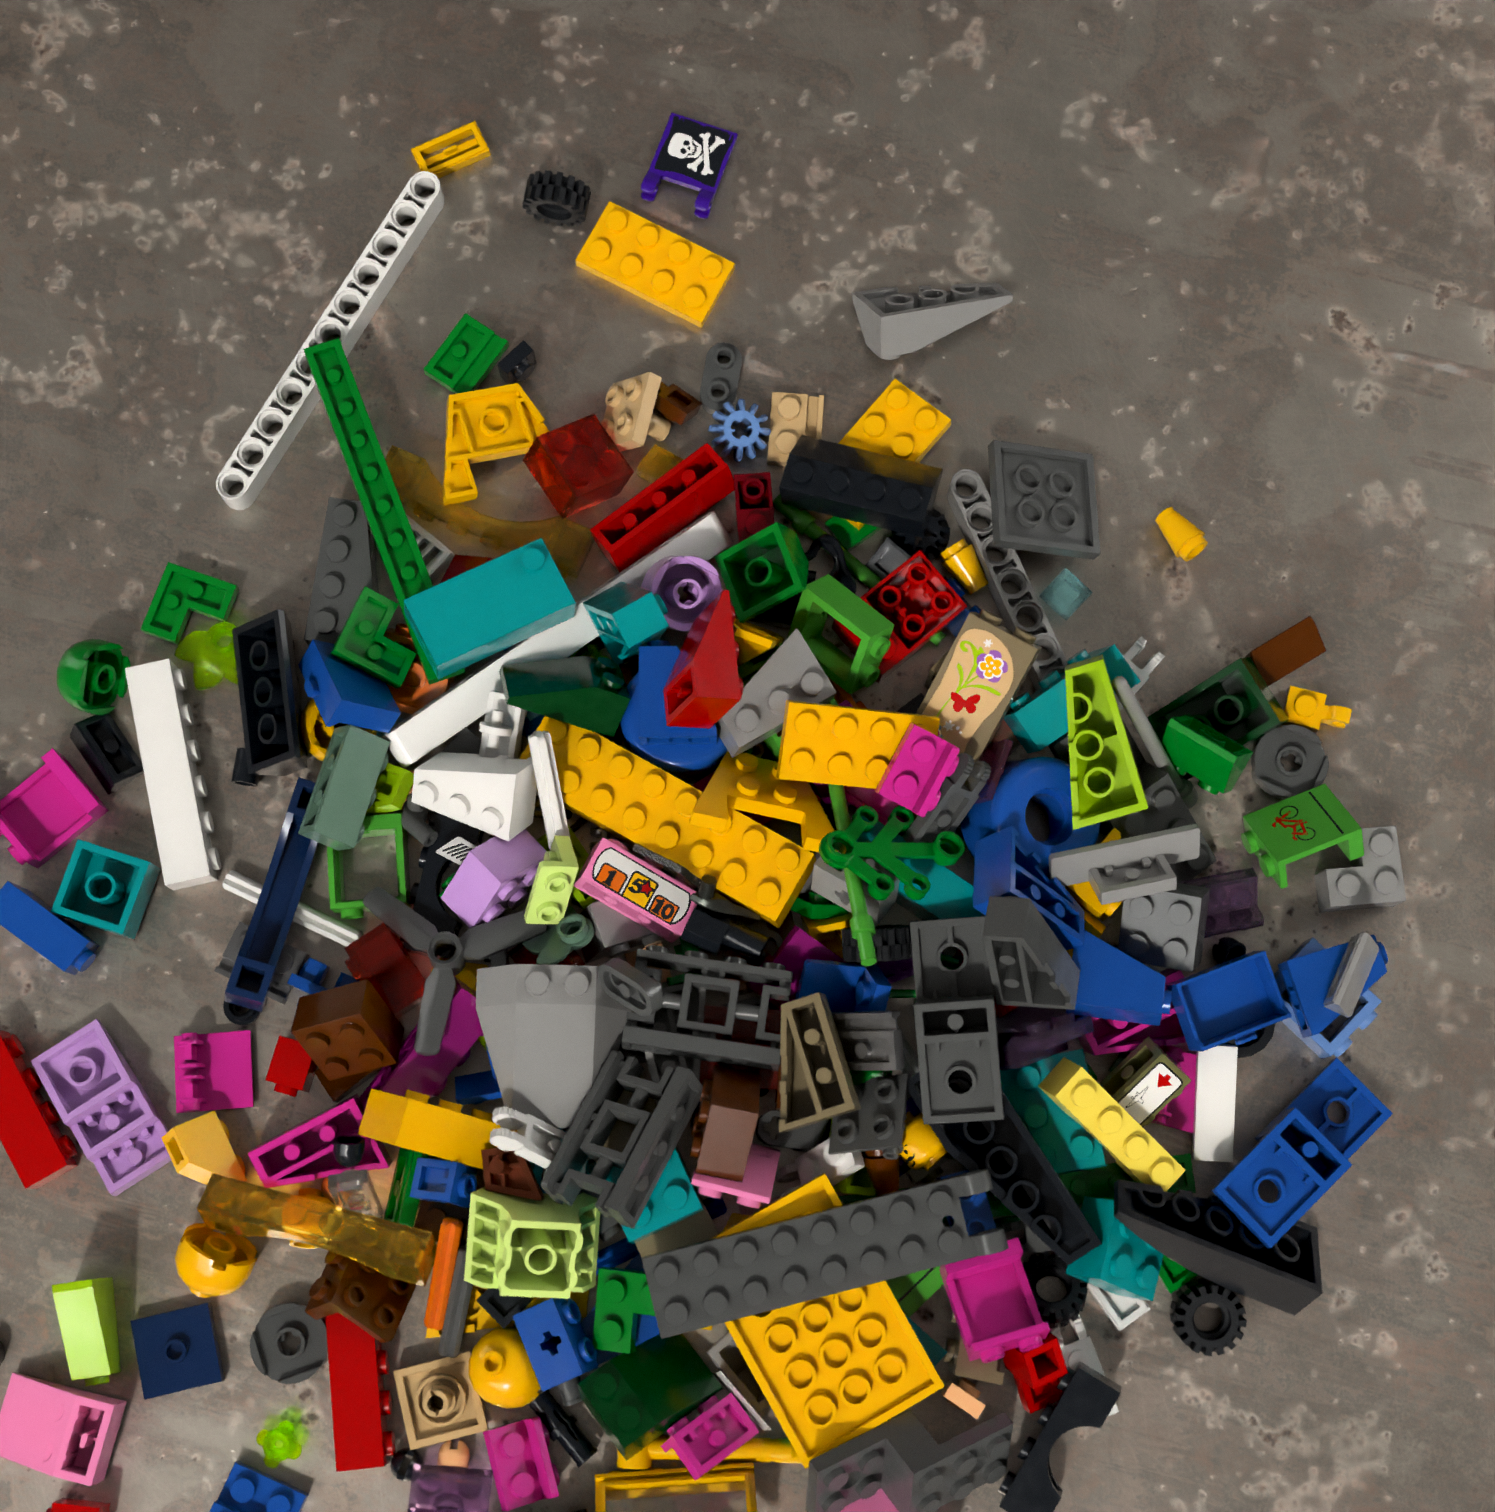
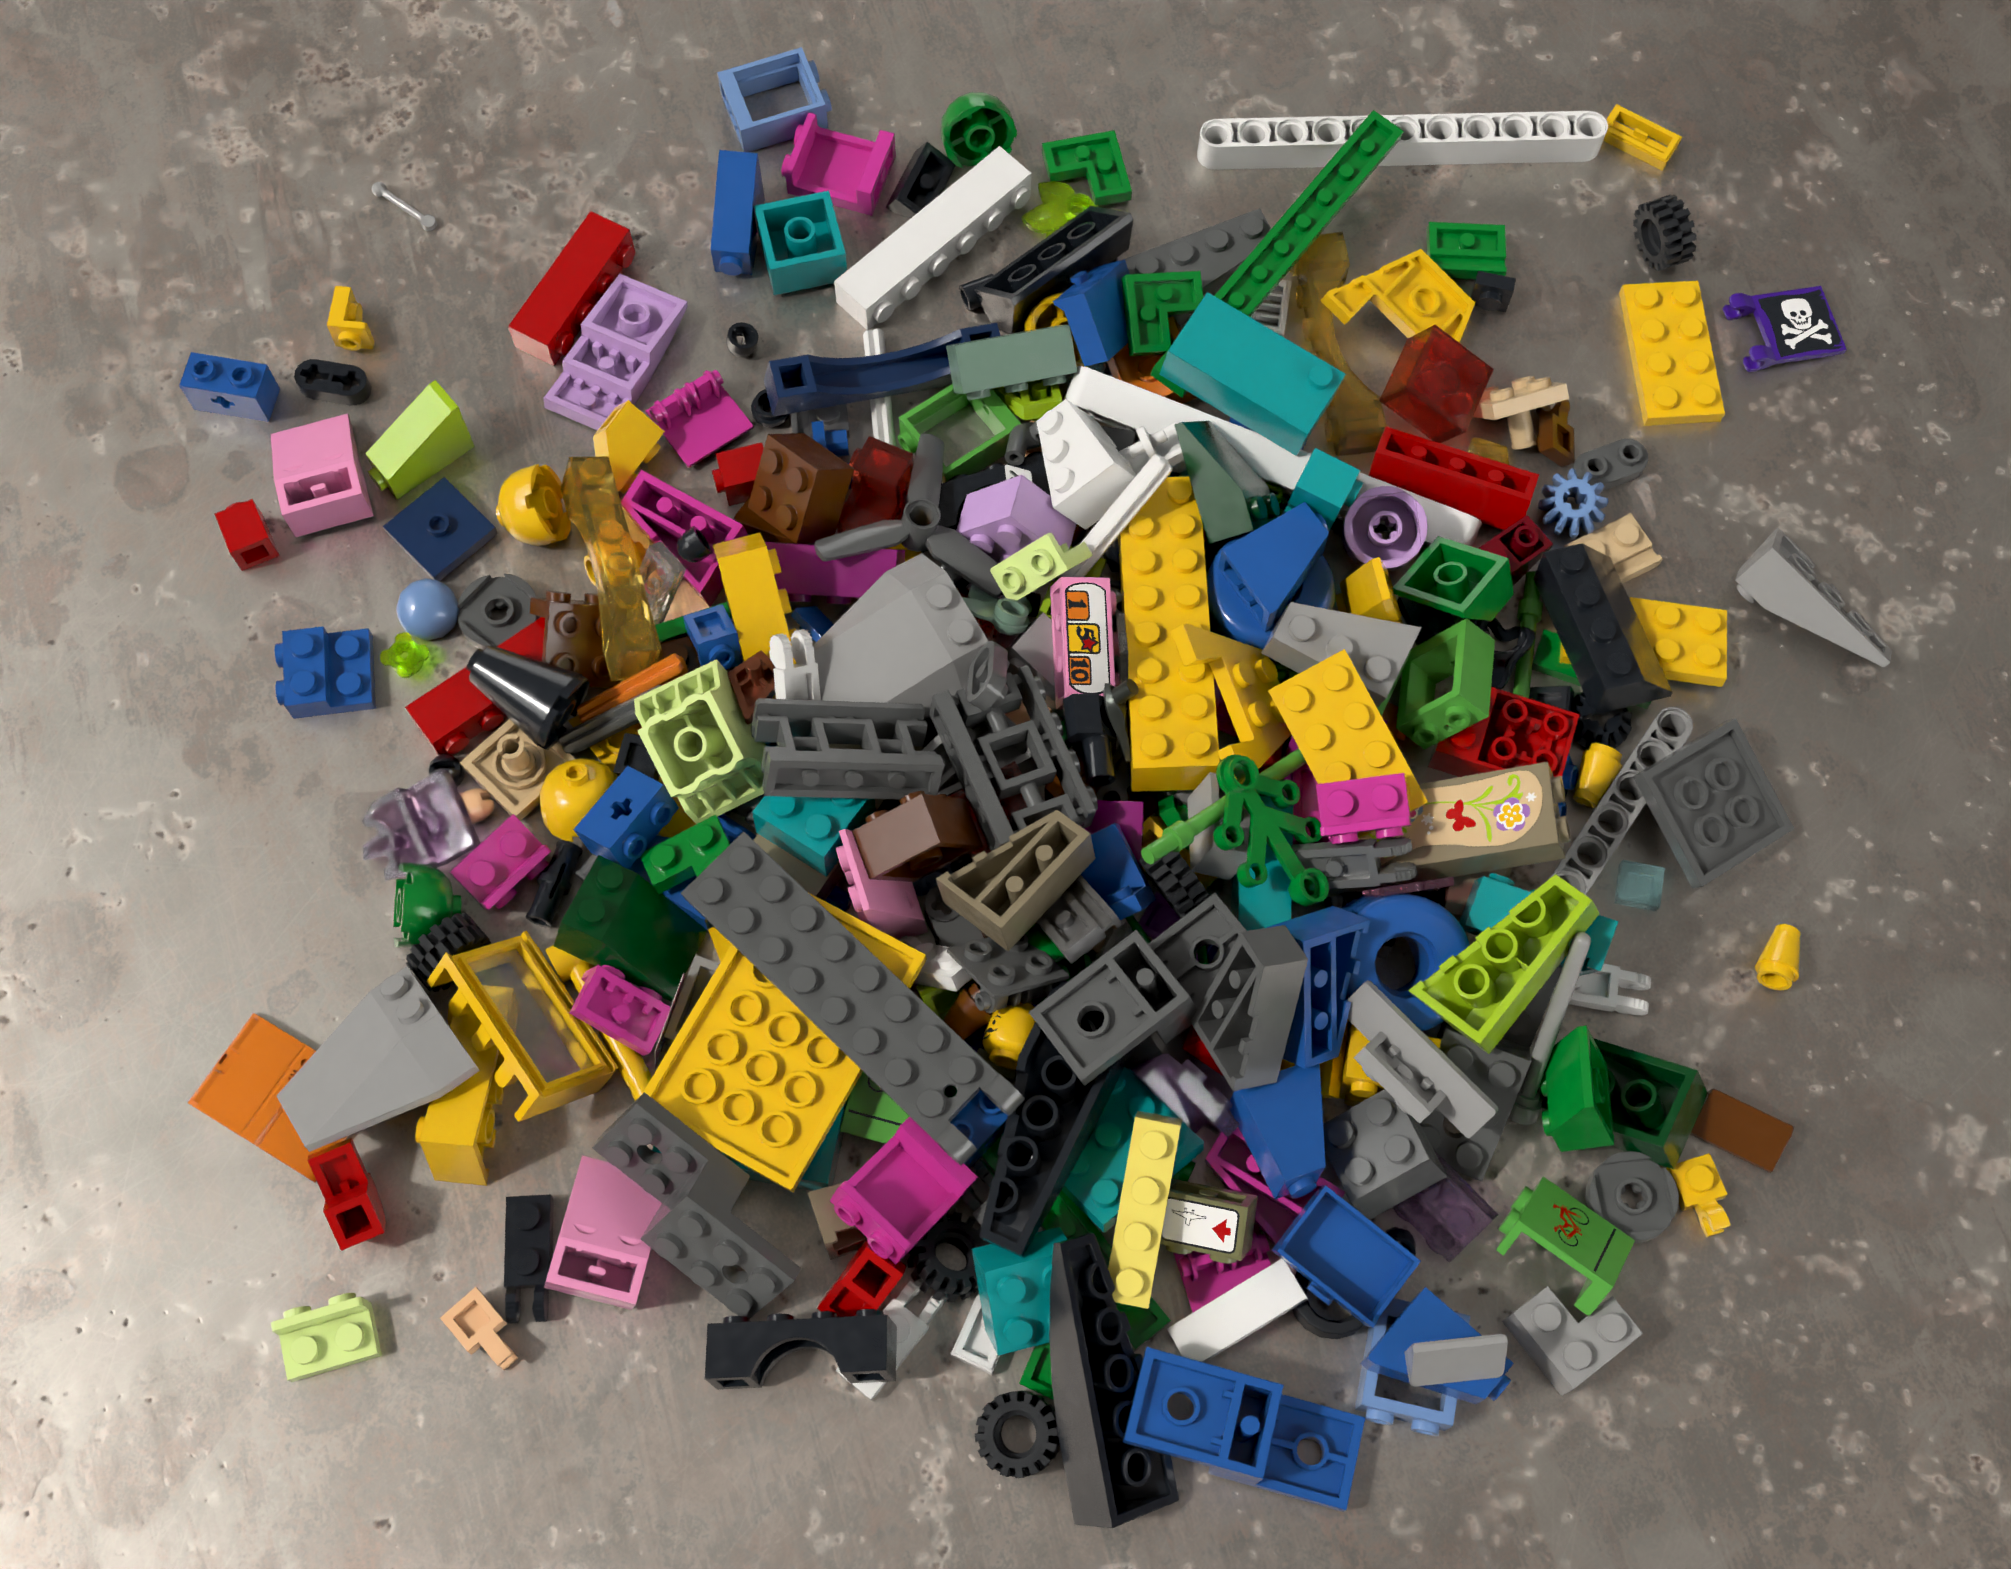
camera: 60 degrees right, 10 degrees down
(164, 985) = (749, 339): none -> black hinge
(248, 1401) = (427, 609): none -> medium blue hair
(393, 1363) = (528, 691): none -> black cone
(706, 670) = (1317, 554): red slope -> none
(963, 1396) = (794, 1225): light nougat plate -> none

